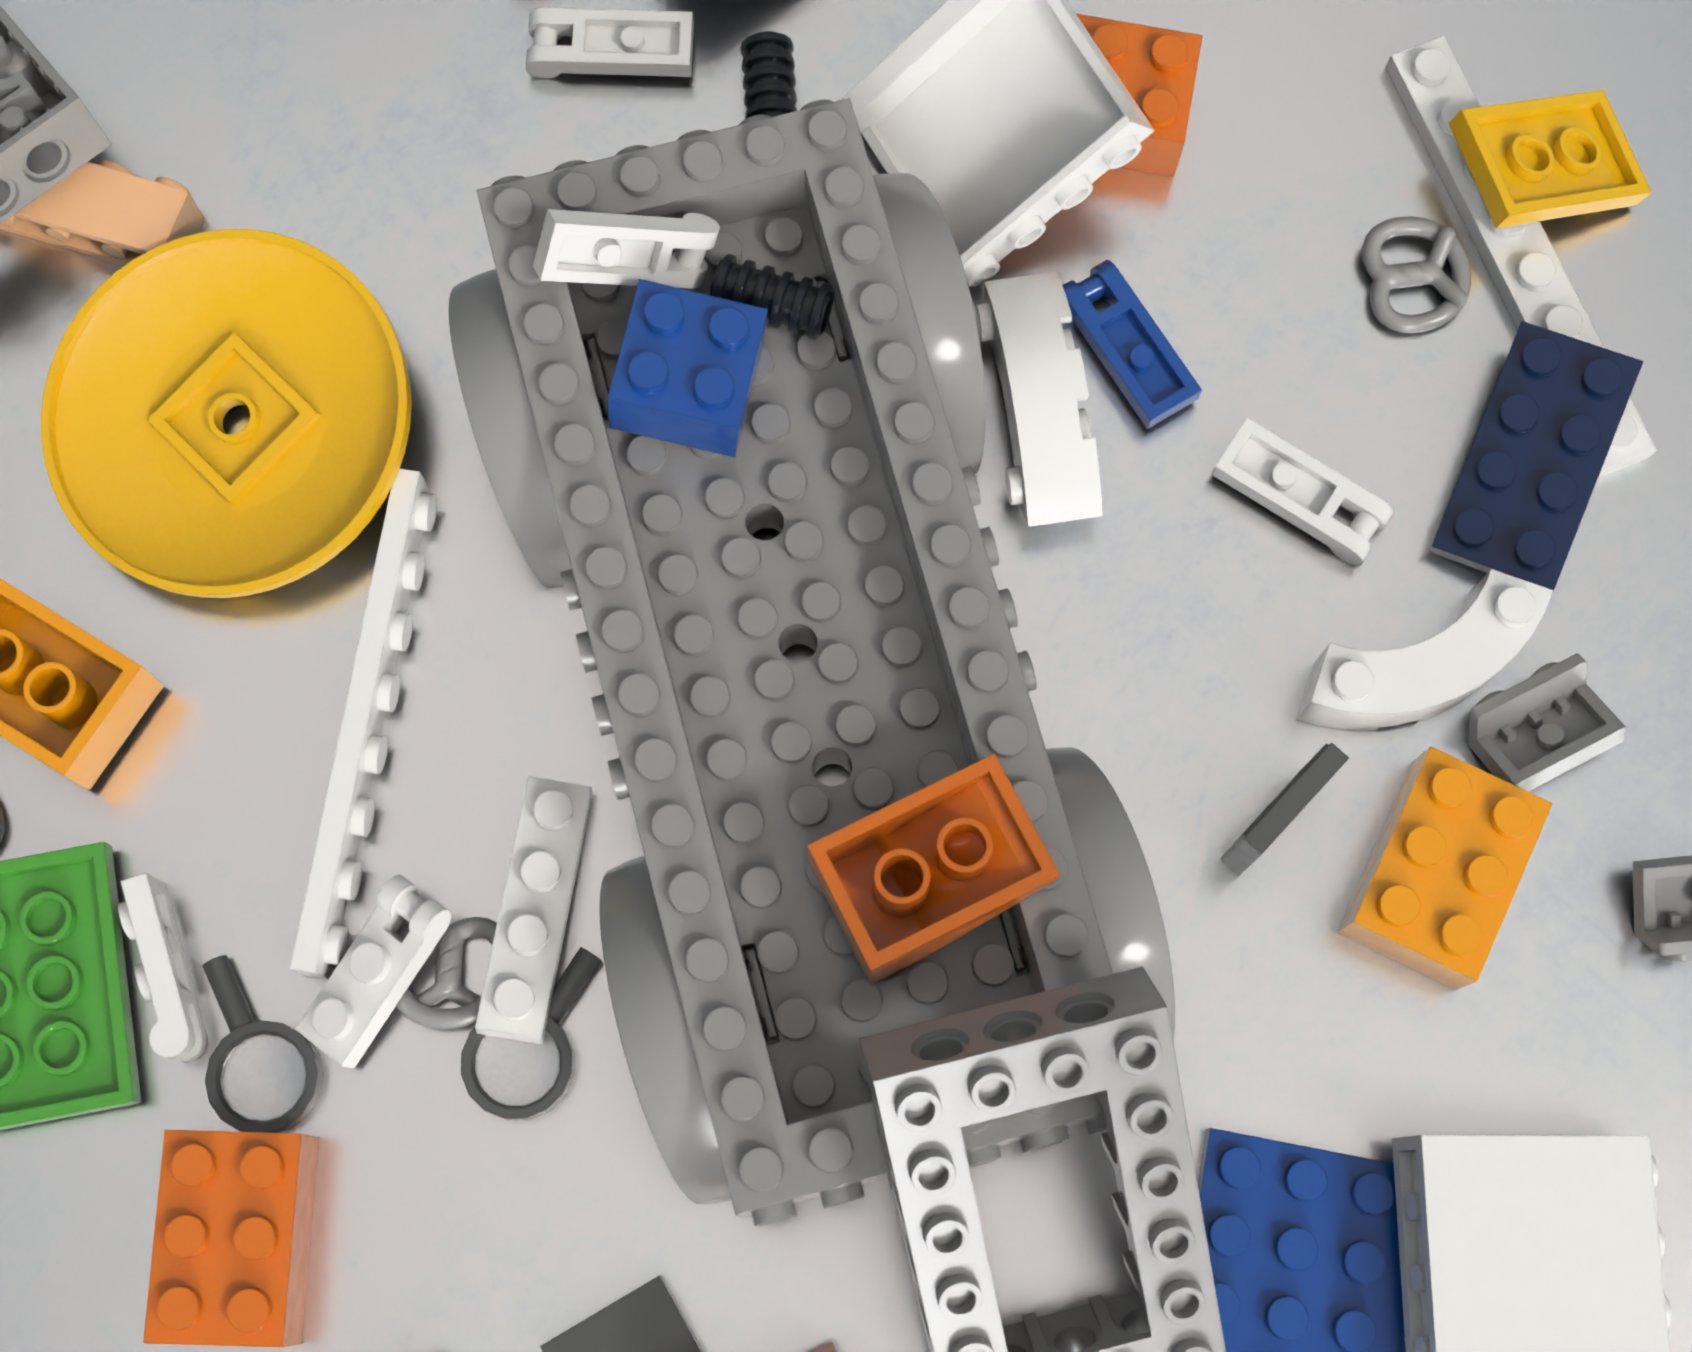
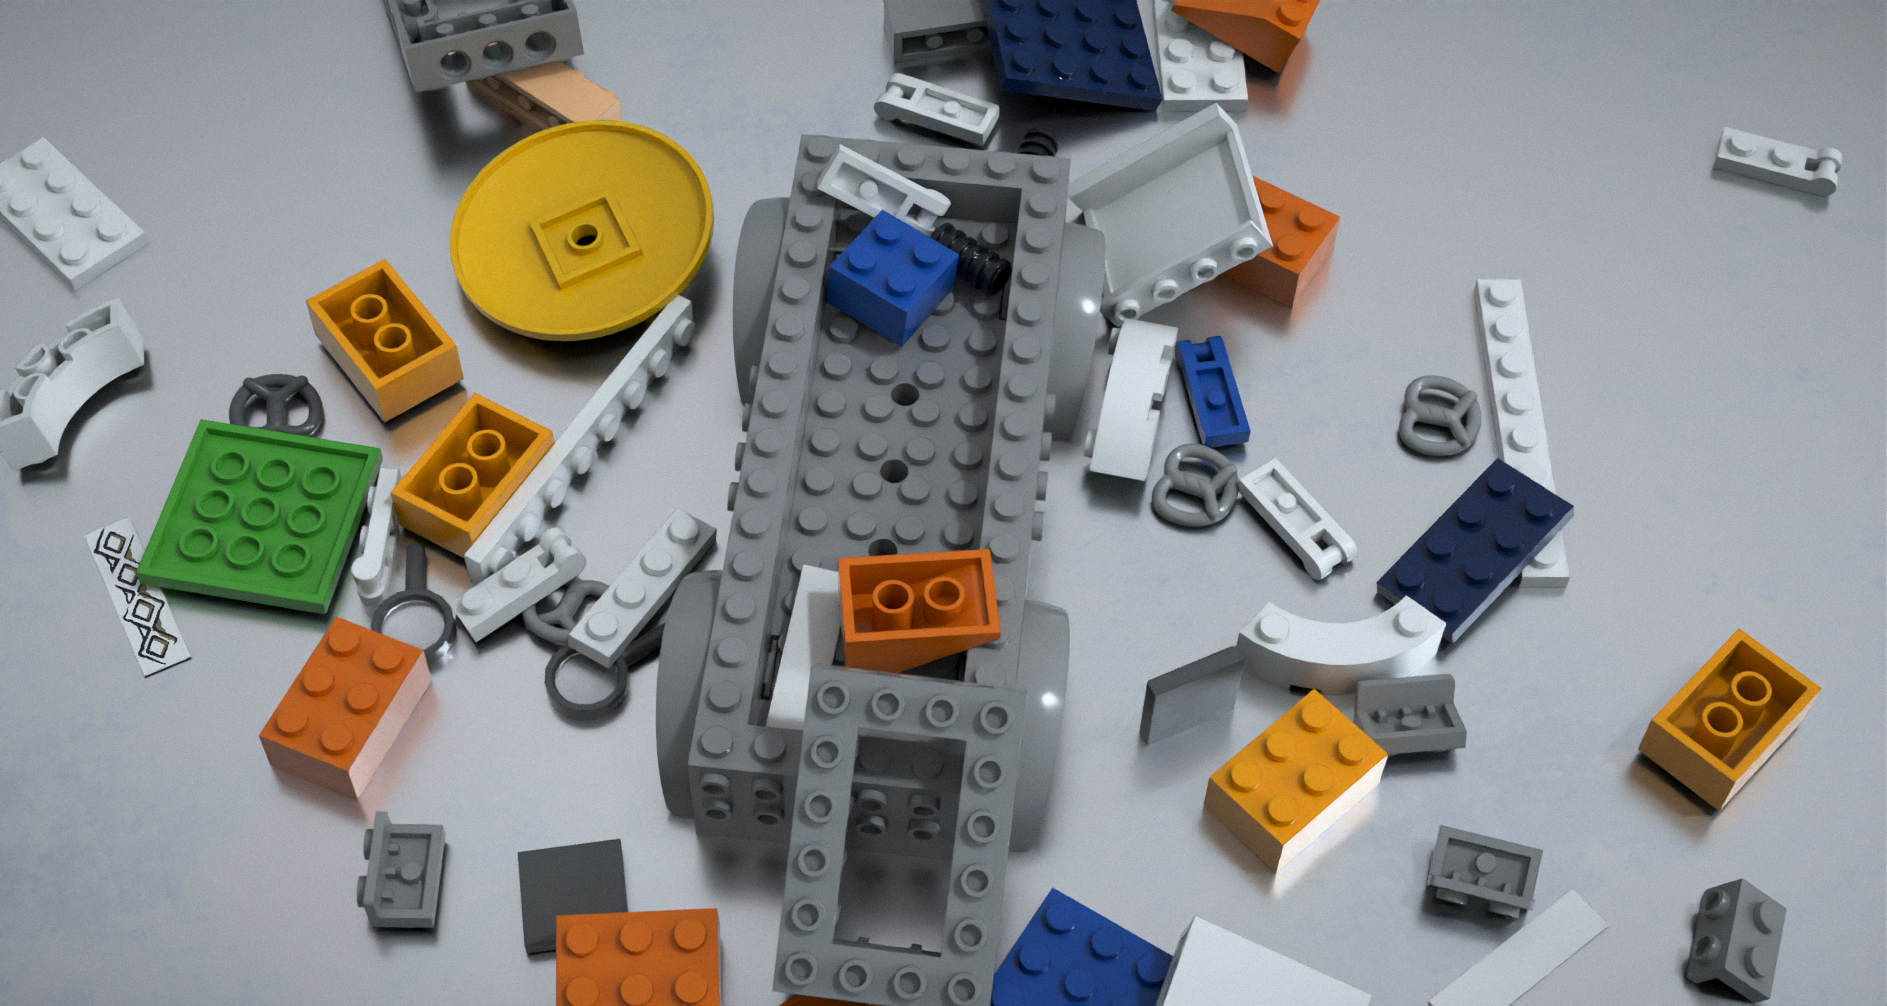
camera: 20 degrees right, 20 degrees down
(244, 840) = (469, 473): none -> light orange brick
(806, 965) = (809, 641): none -> white sticker
(1161, 489) = (1196, 486): none -> light grey piece
(1549, 158) = (1562, 369): yellow plate -> none

